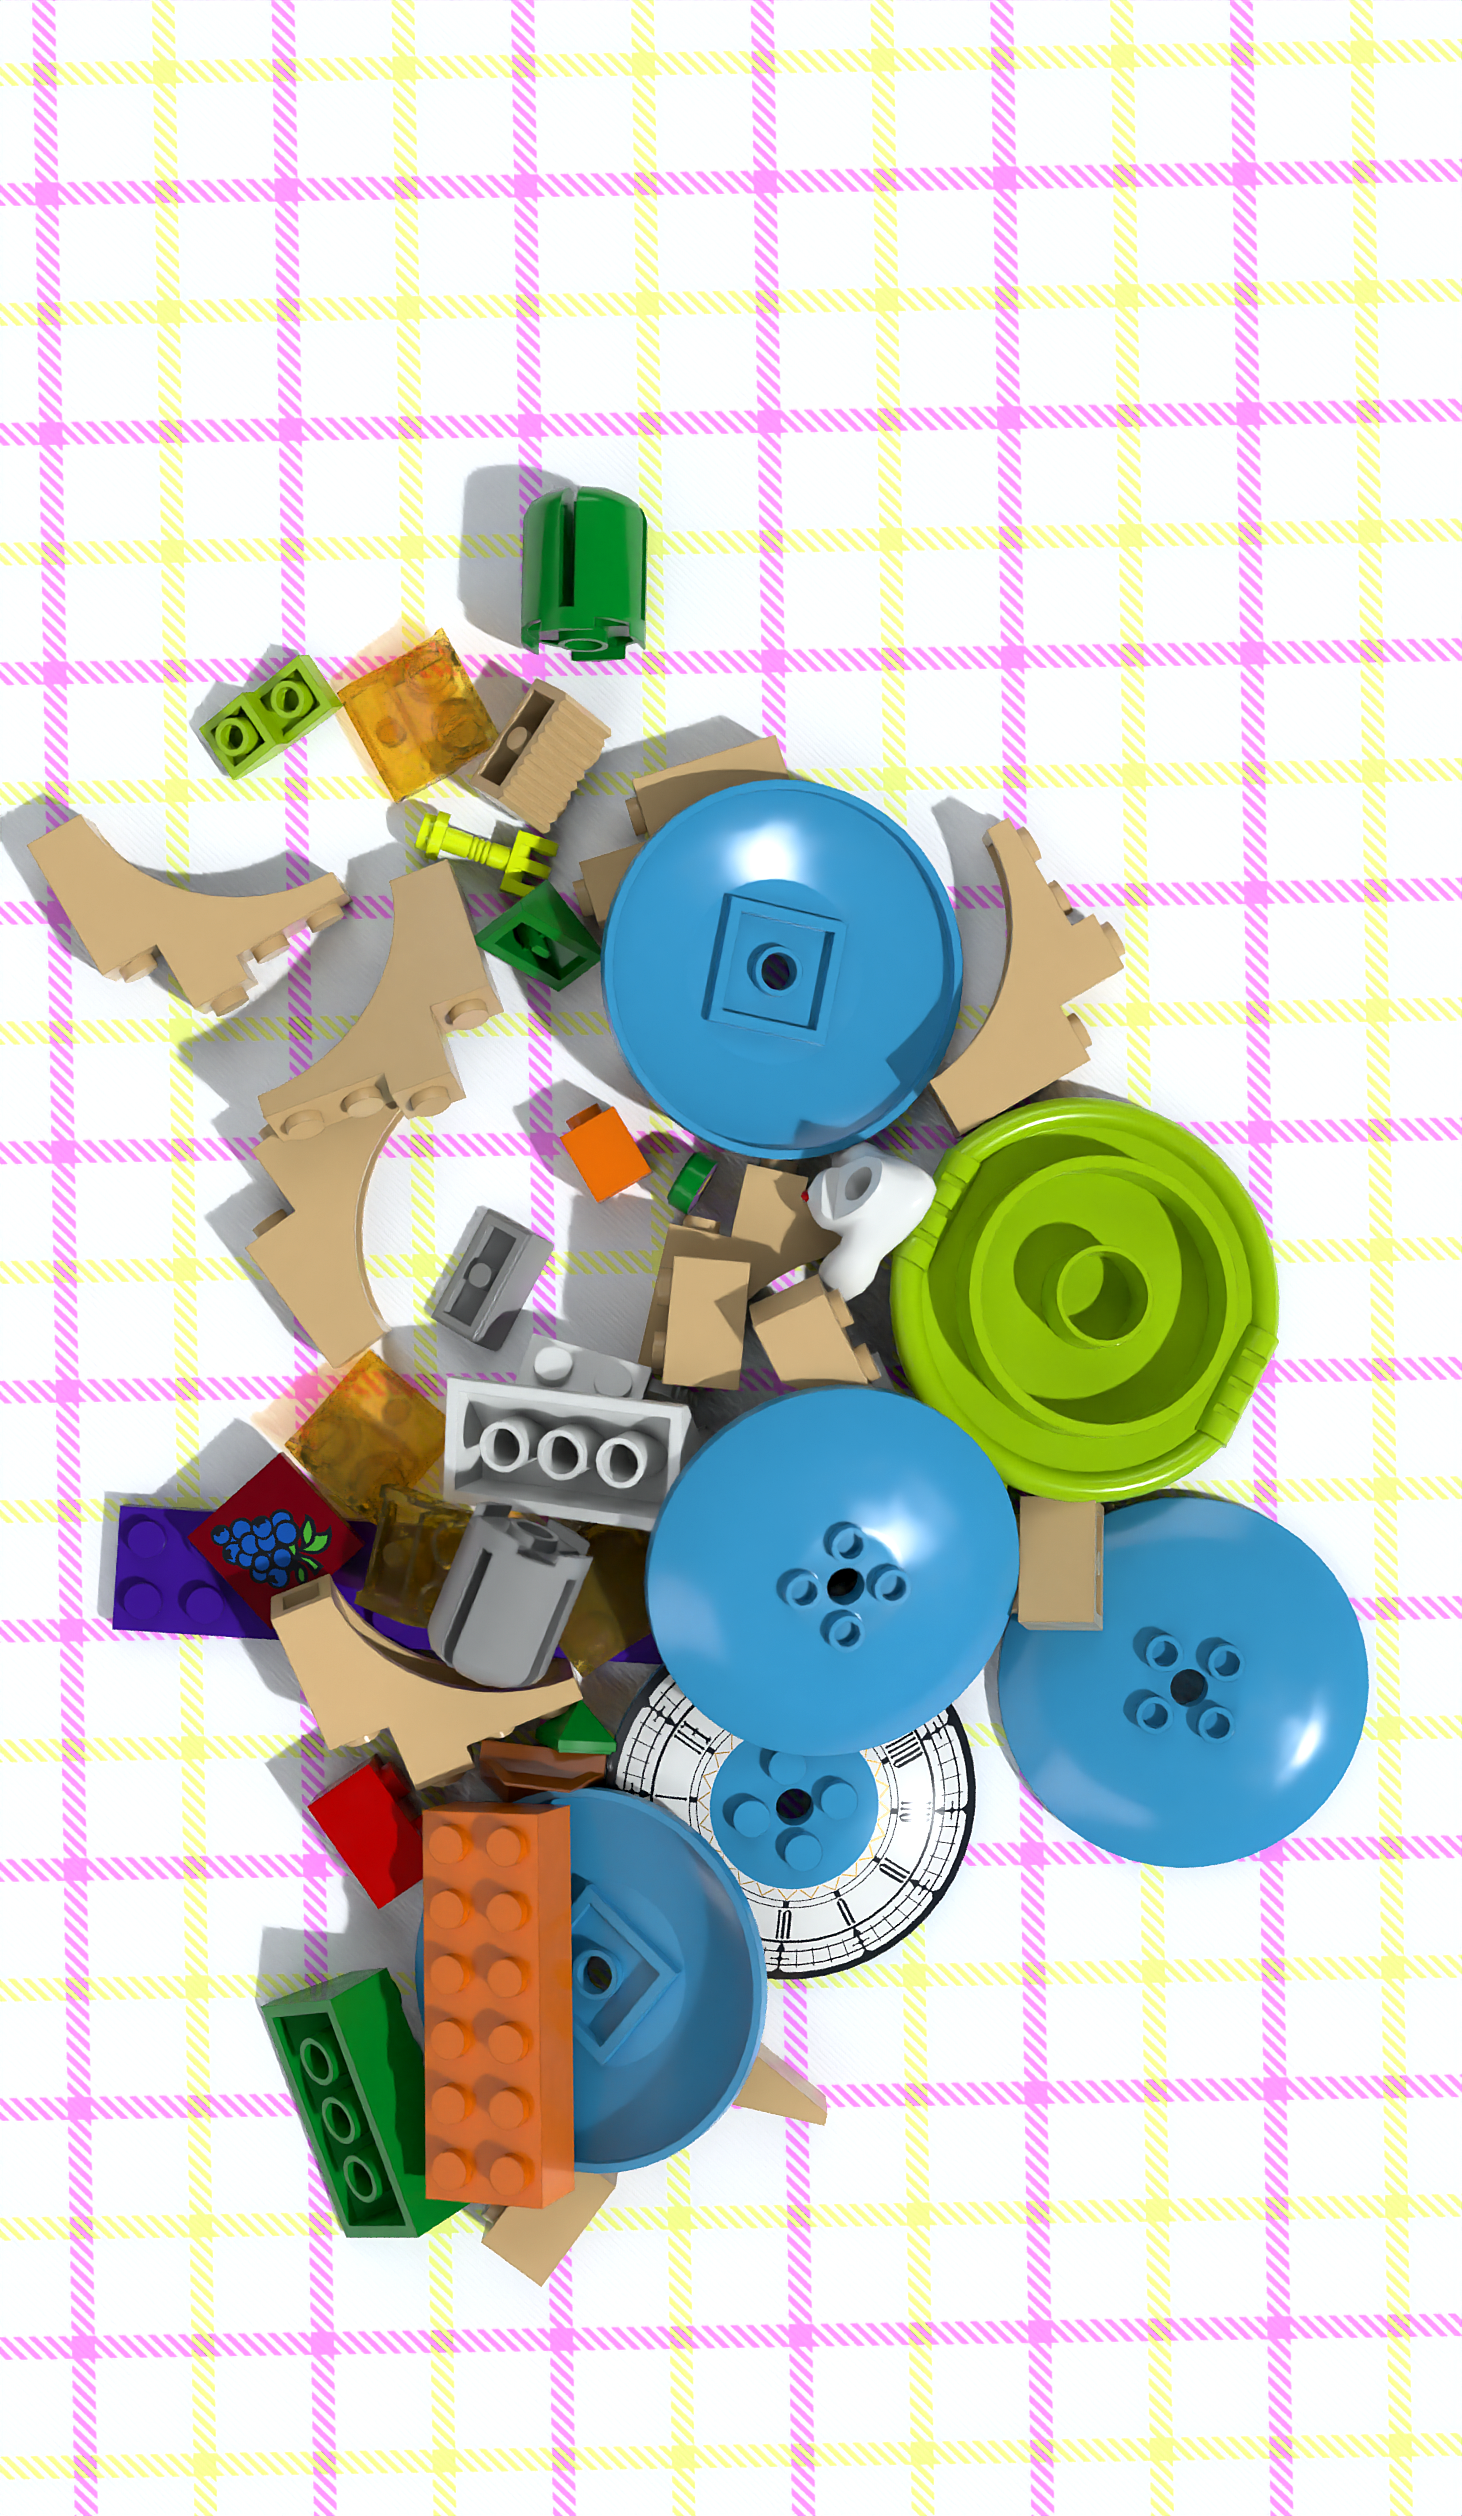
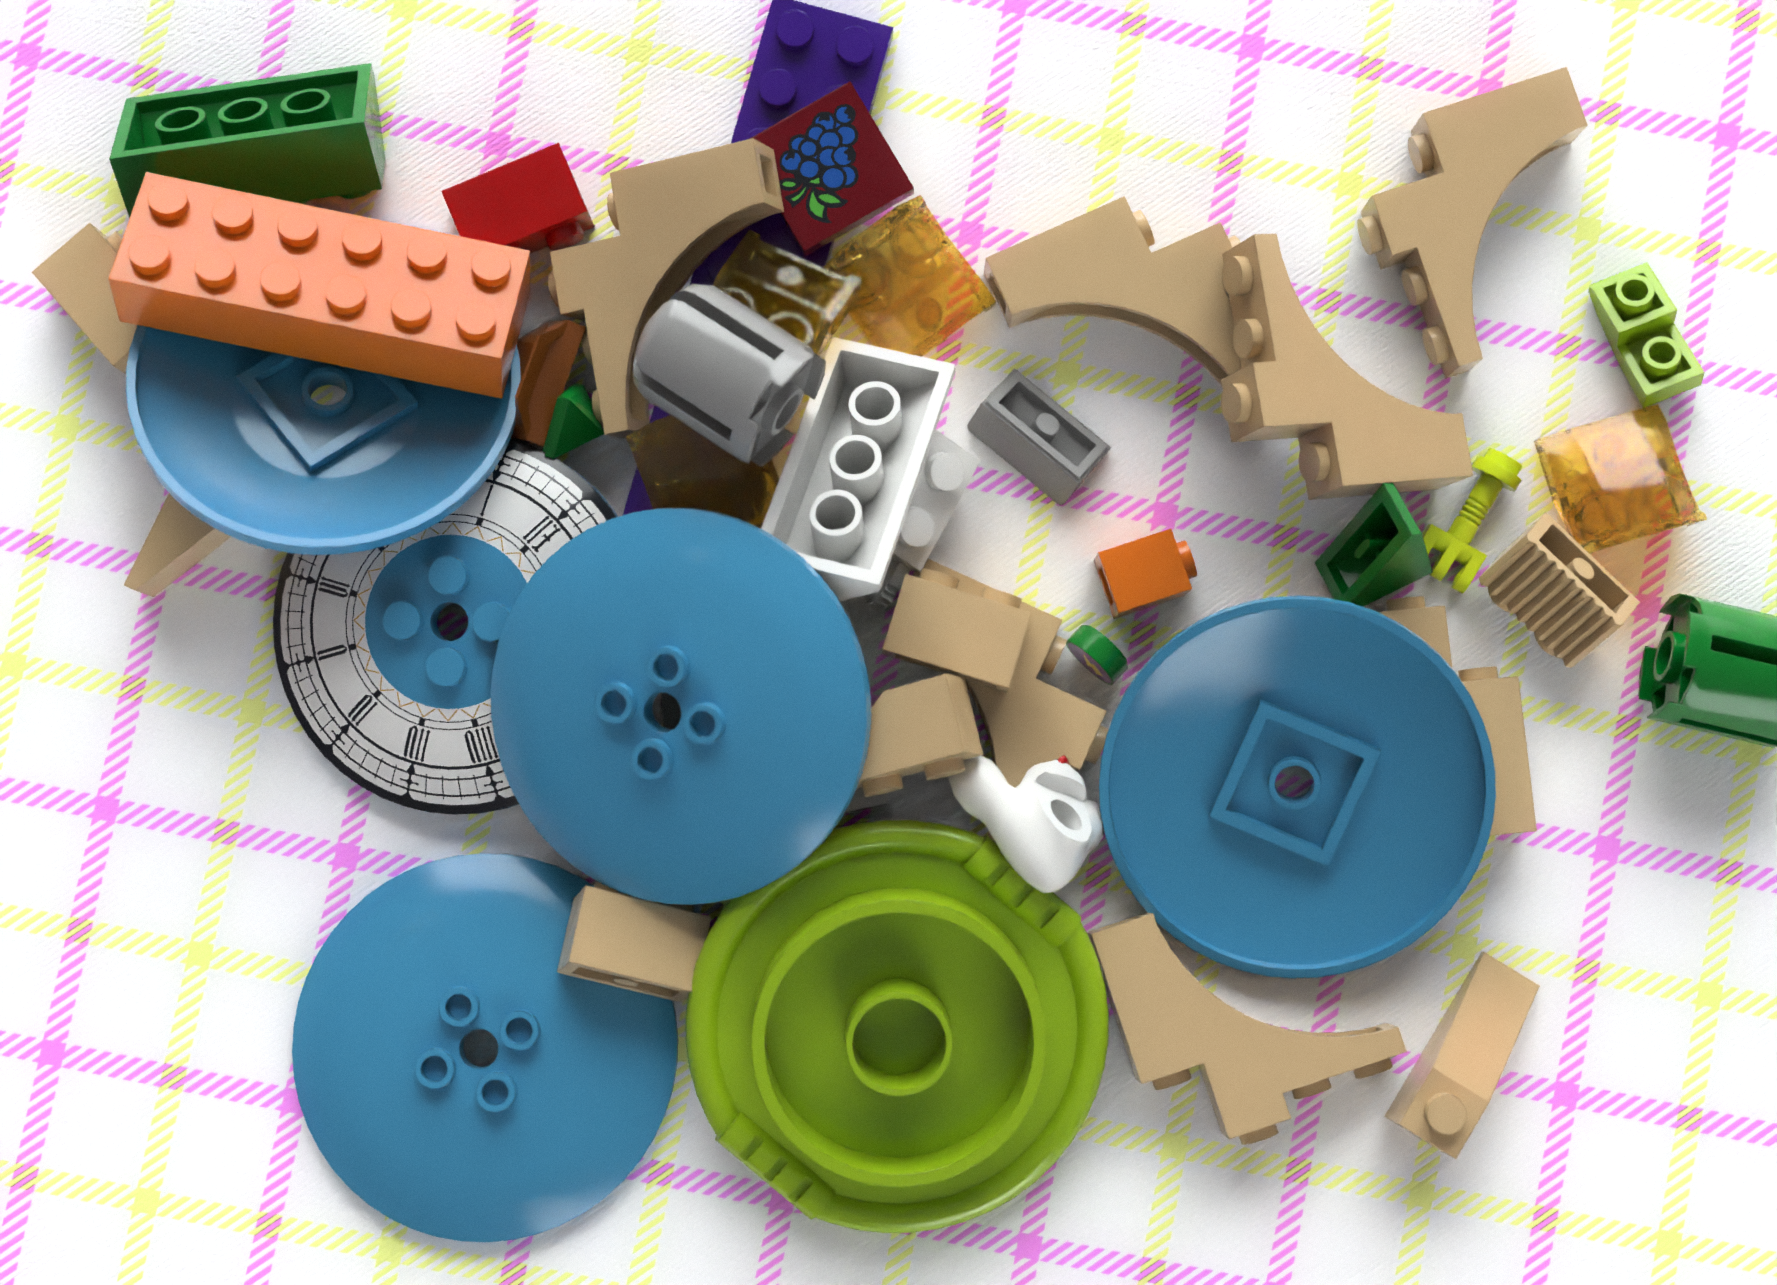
camera: 100 degrees right, 5 degrees down
(999, 760) = (1464, 1057): none -> tan slope

